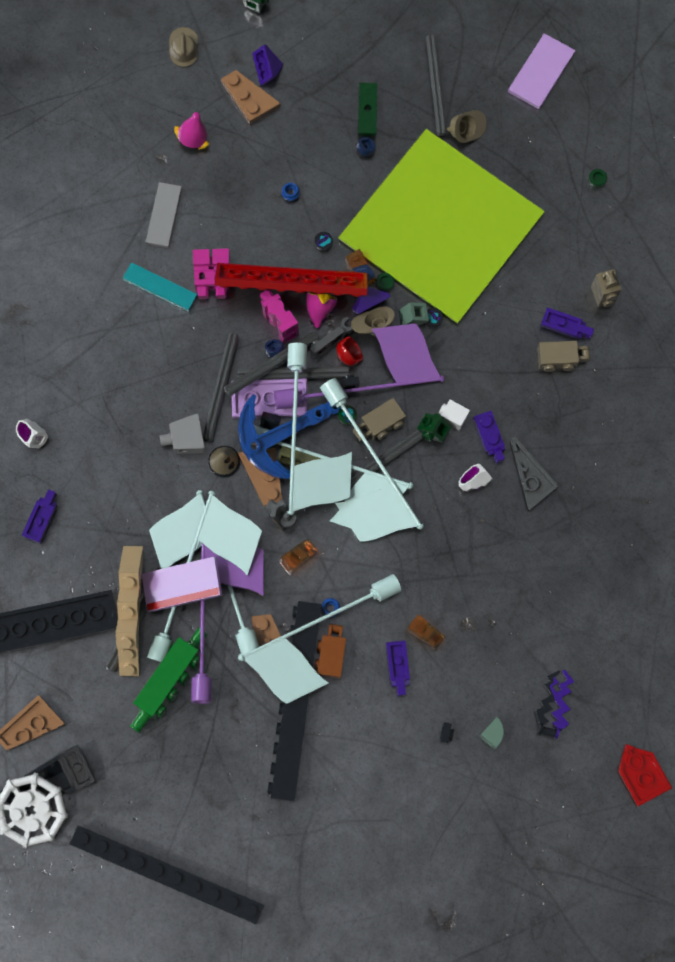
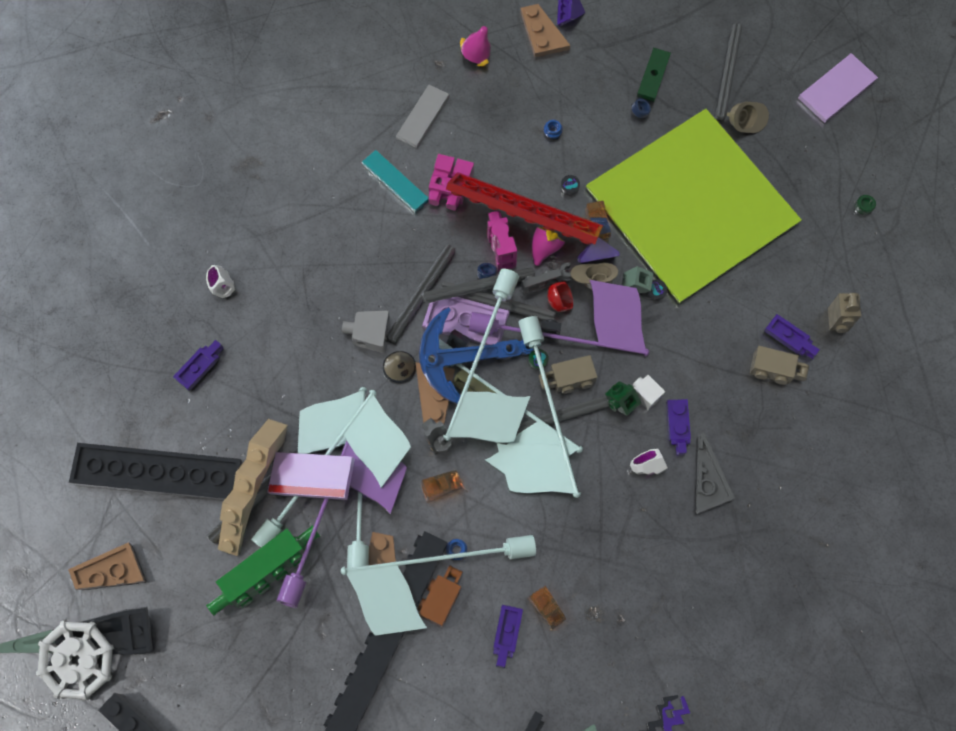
camera: 20 degrees right, 5 degrees down
(385, 282) = (619, 241): dark green tile -> none

